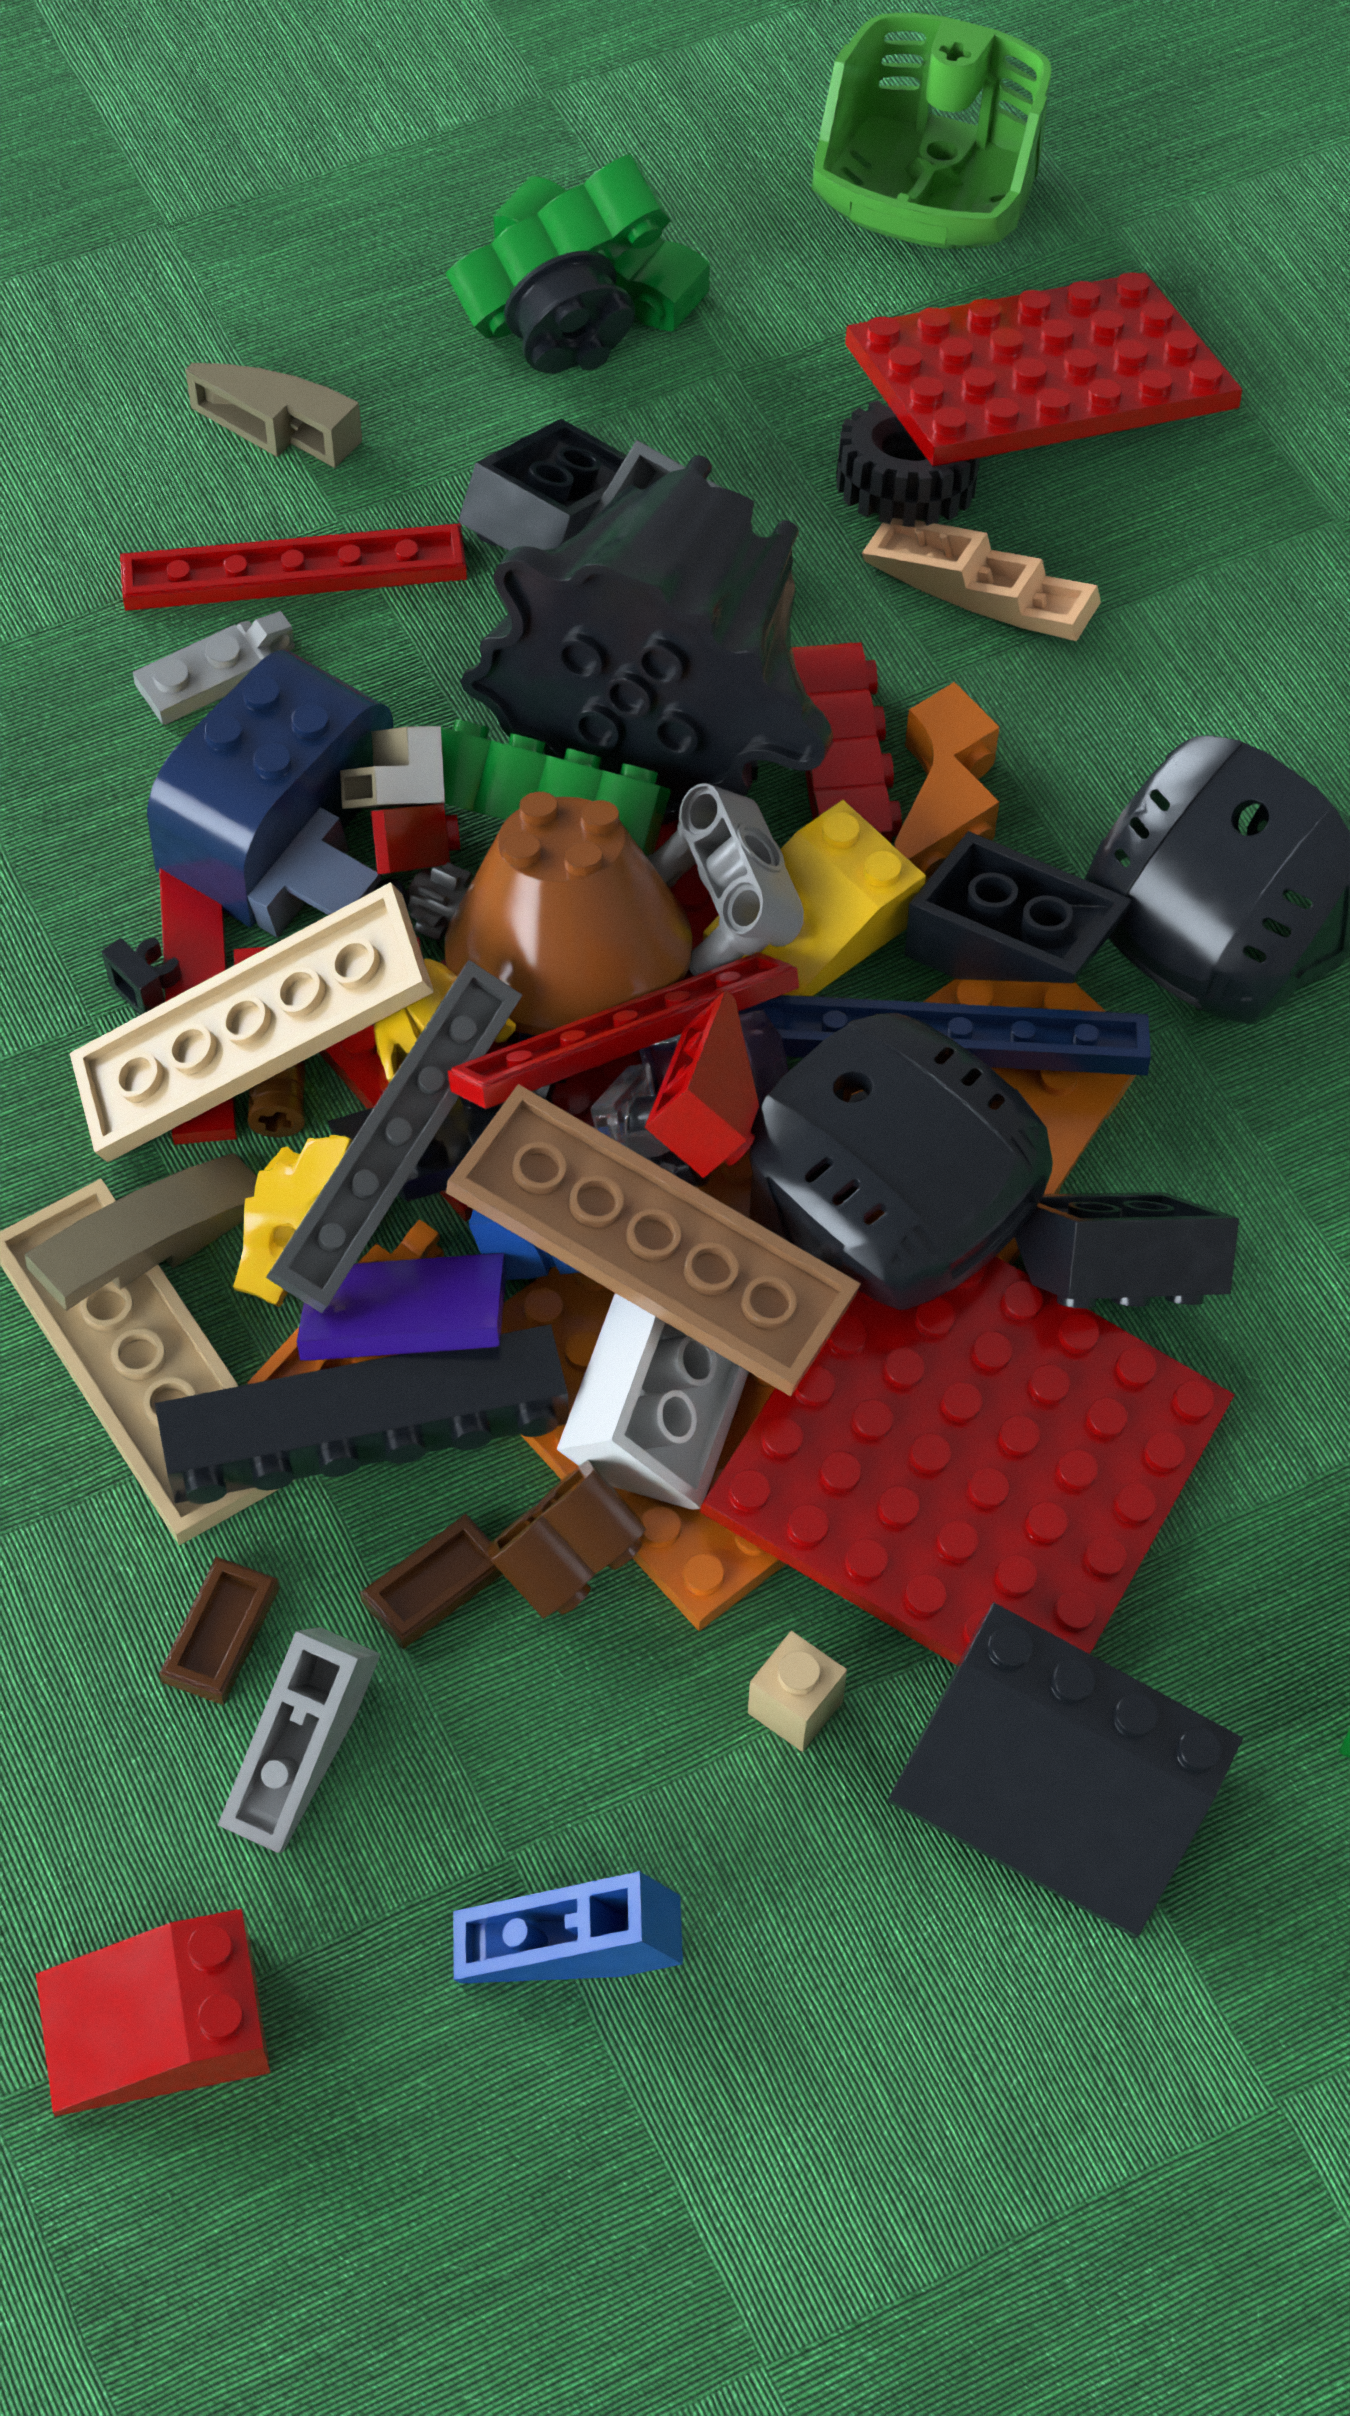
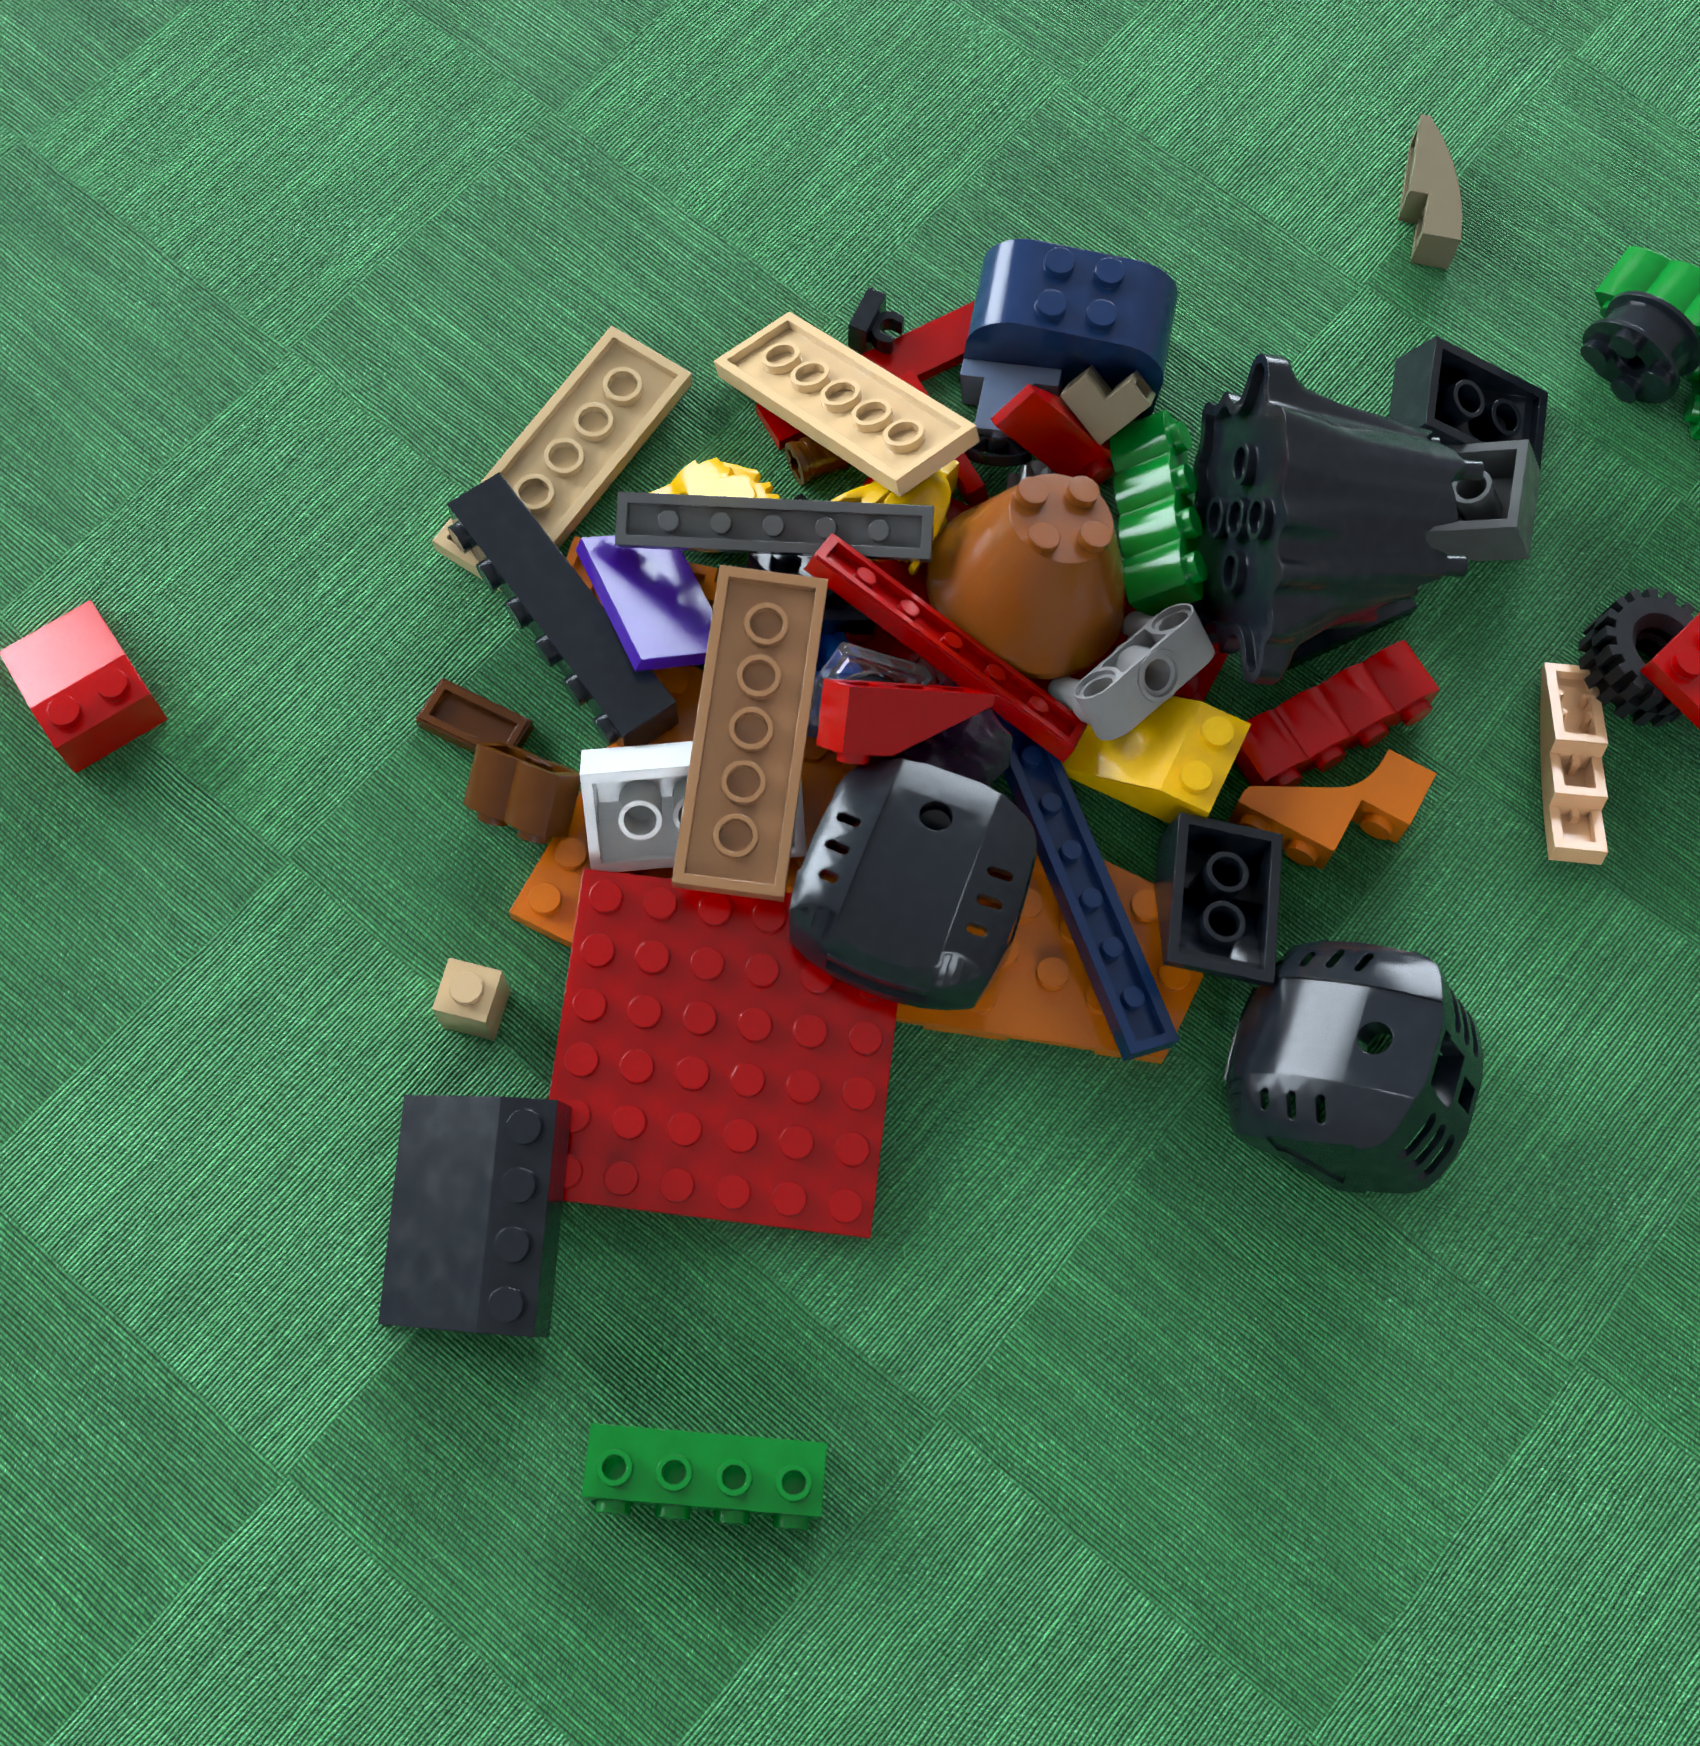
camera: 65 degrees right, 10 degrees up
(143, 1229) = (653, 412): dark tan slope -> none
(210, 666) = (1185, 261): light grey hinge -> none
(219, 1630) = (381, 603): reddish brown tile -> none
(292, 566) = (1298, 274): red tile -> none
(298, 1735) = (319, 680): light grey slope -> none
(571, 1933) = (227, 921): blue slope -> none
(1128, 1248) = (952, 1098): black slope -> none

